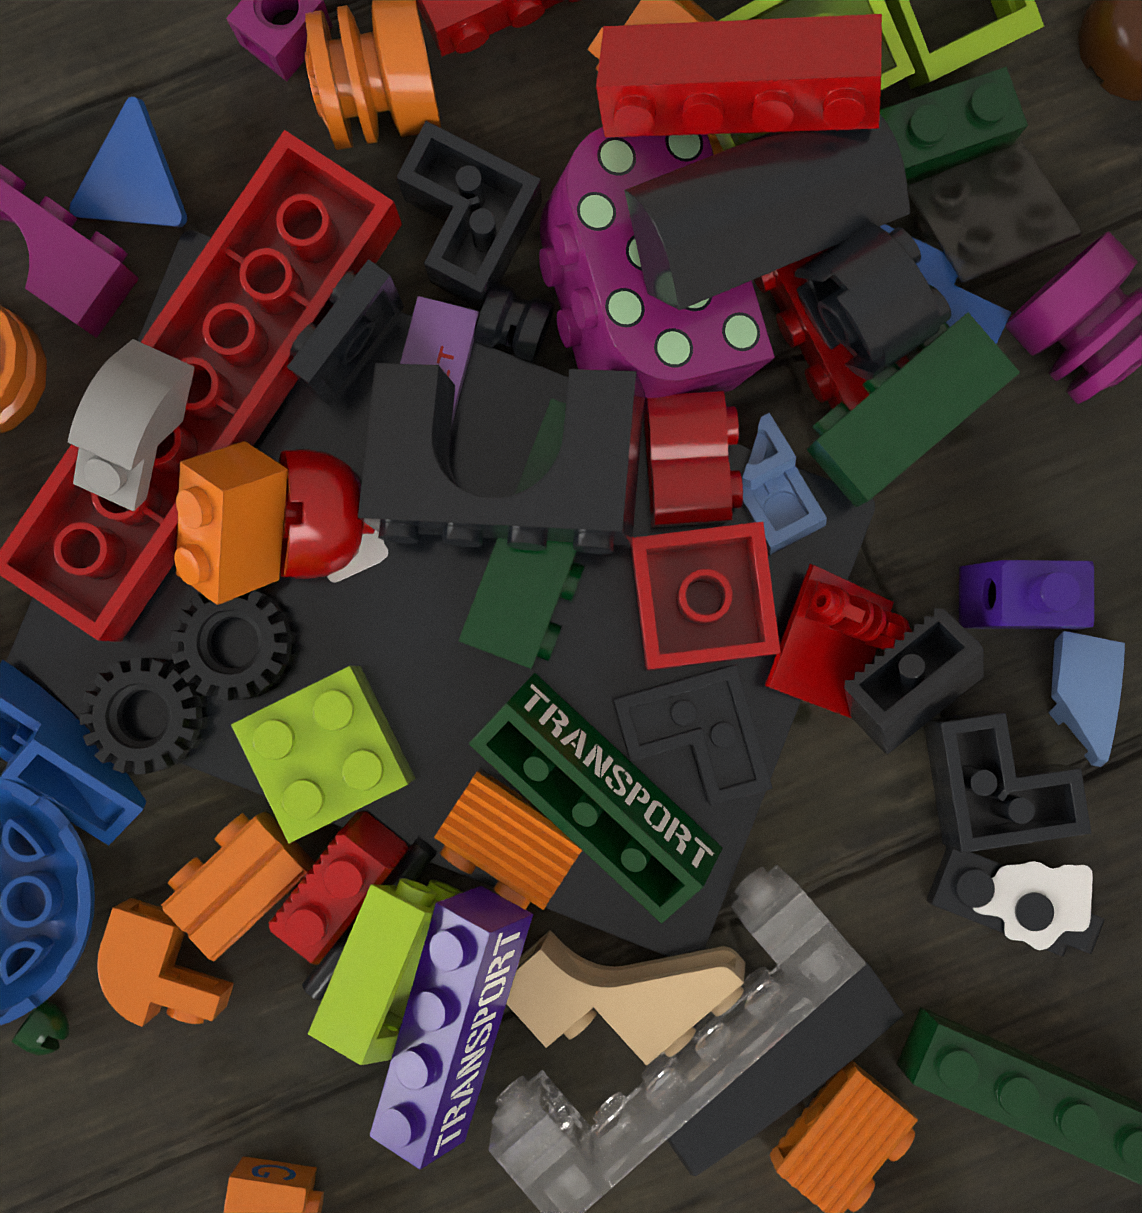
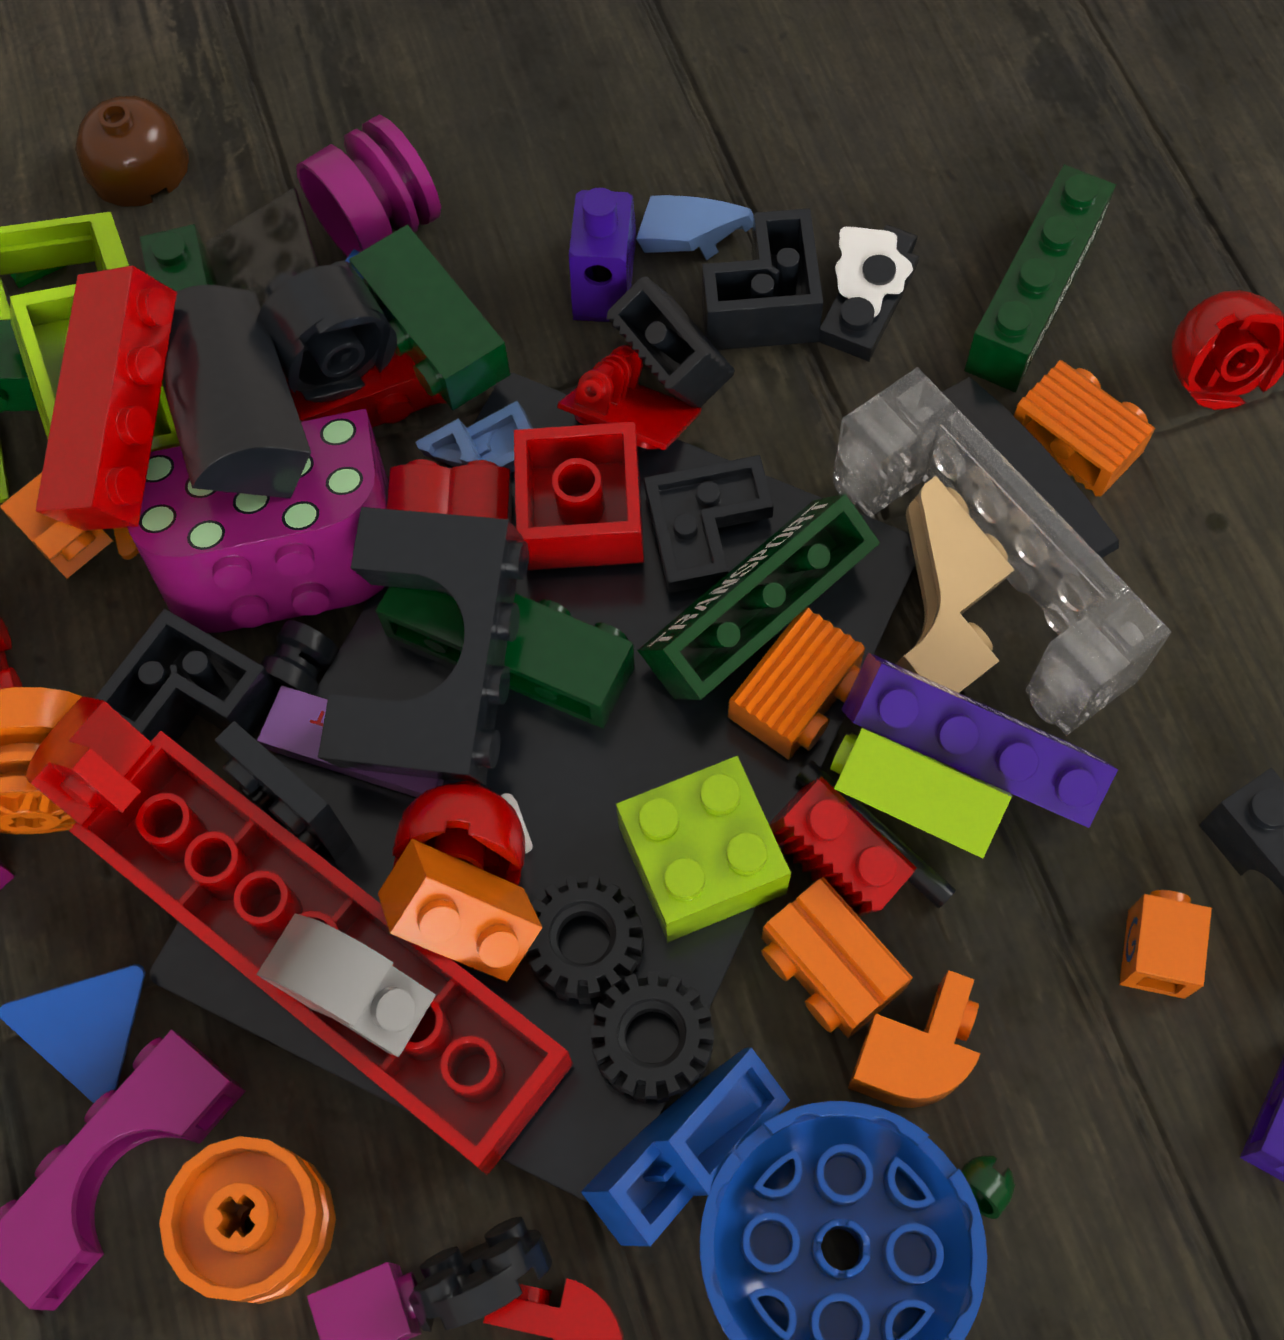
camera: 80 degrees left, 20 degrees down
(346, 130) = (87, 760): none -> red brick

